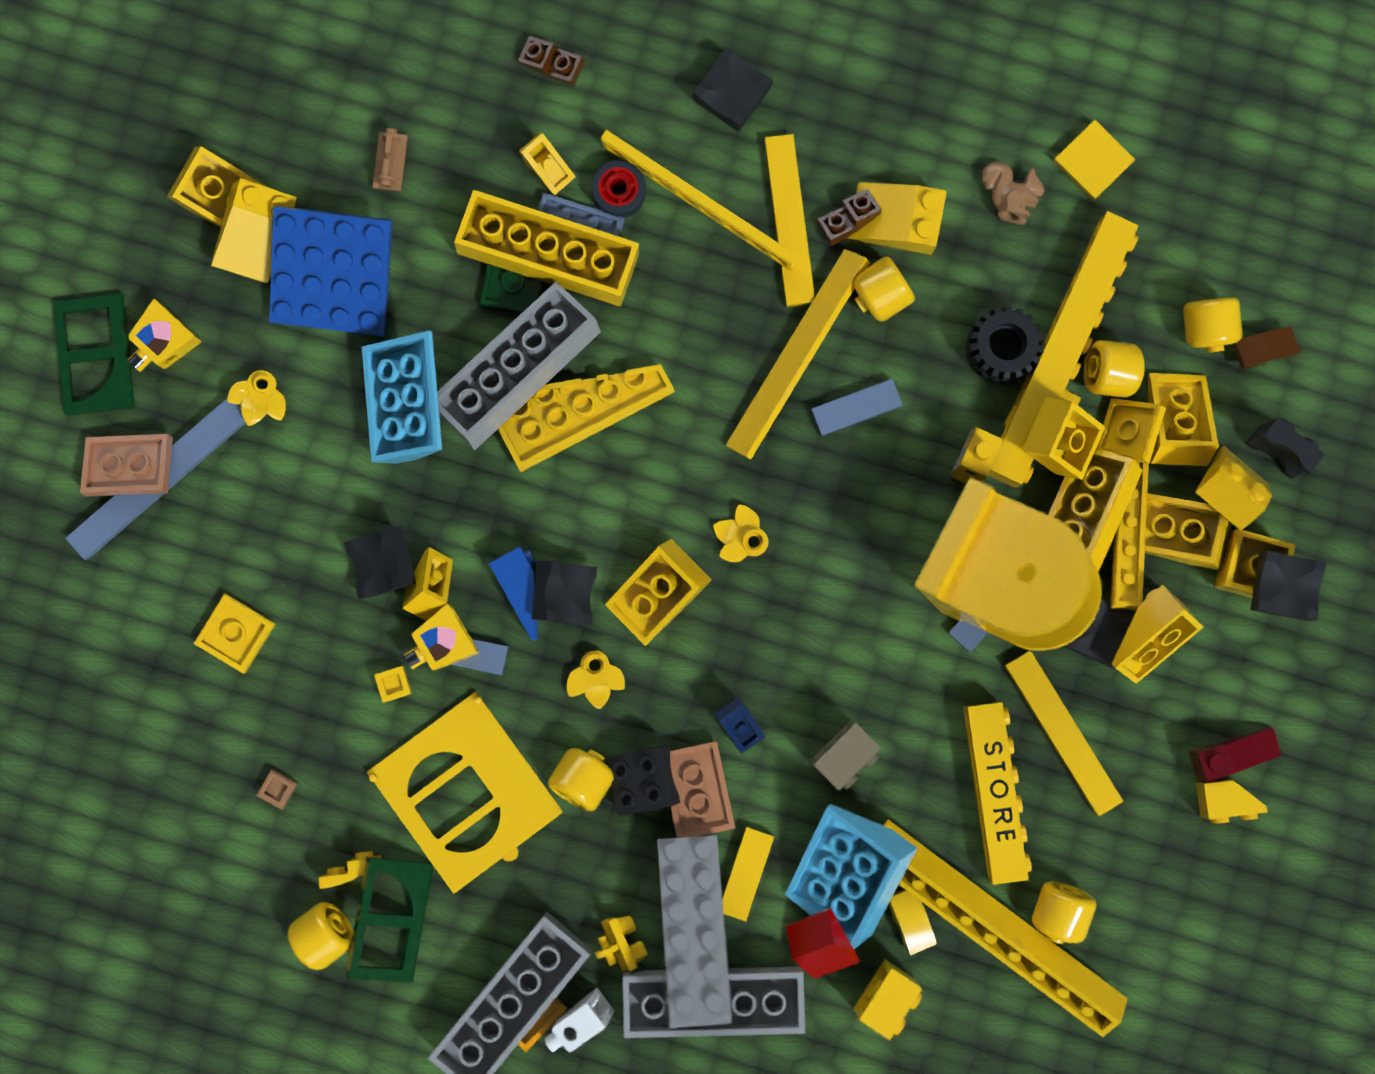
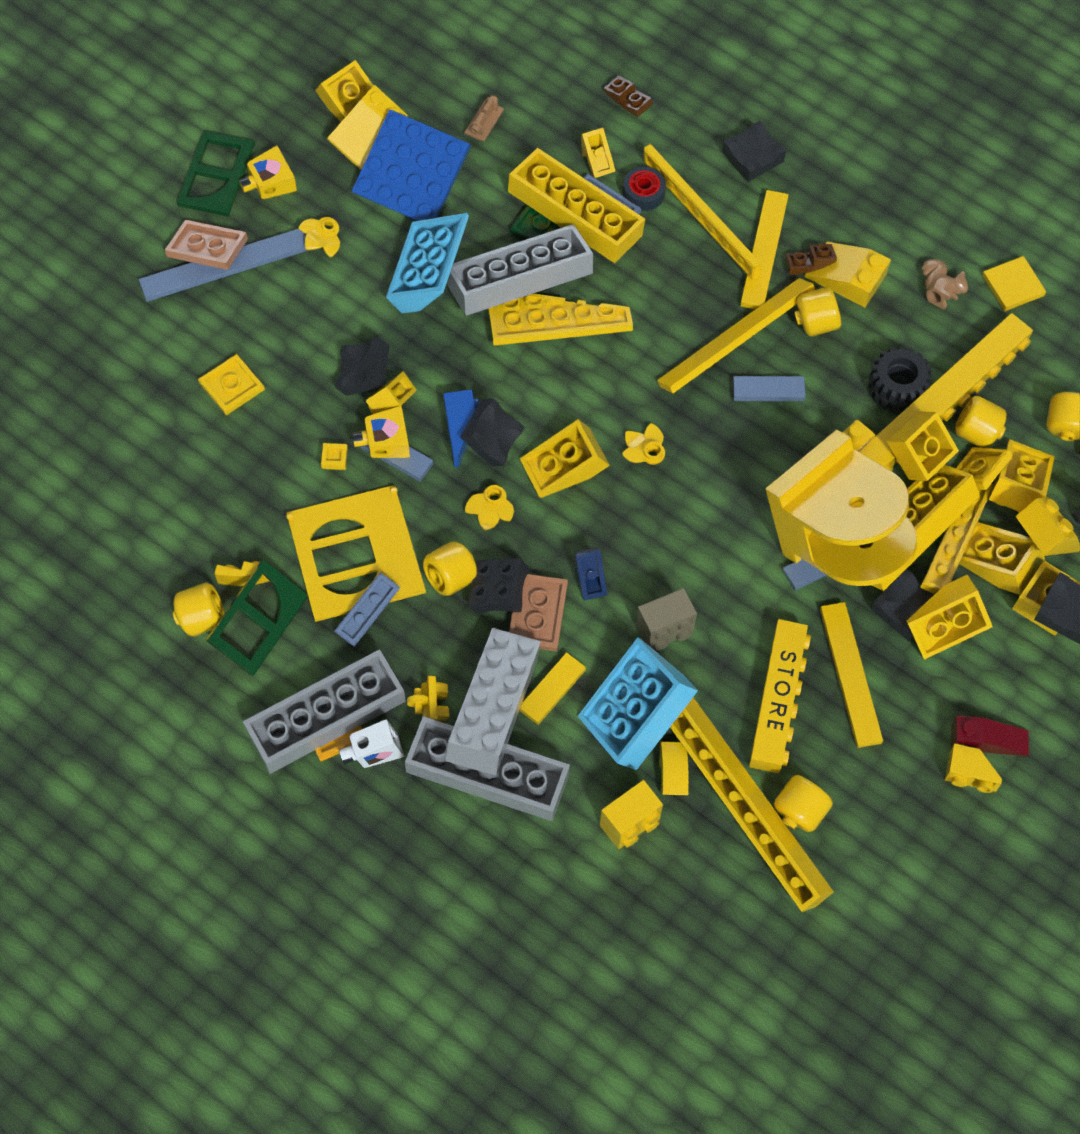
camera: 25 degrees right, 20 degrees down
(277, 789) = (213, 501): medium nougat tile -> none
(507, 861) = (367, 609): none -> sand blue tile
(820, 944) = (592, 757): red slope -> none

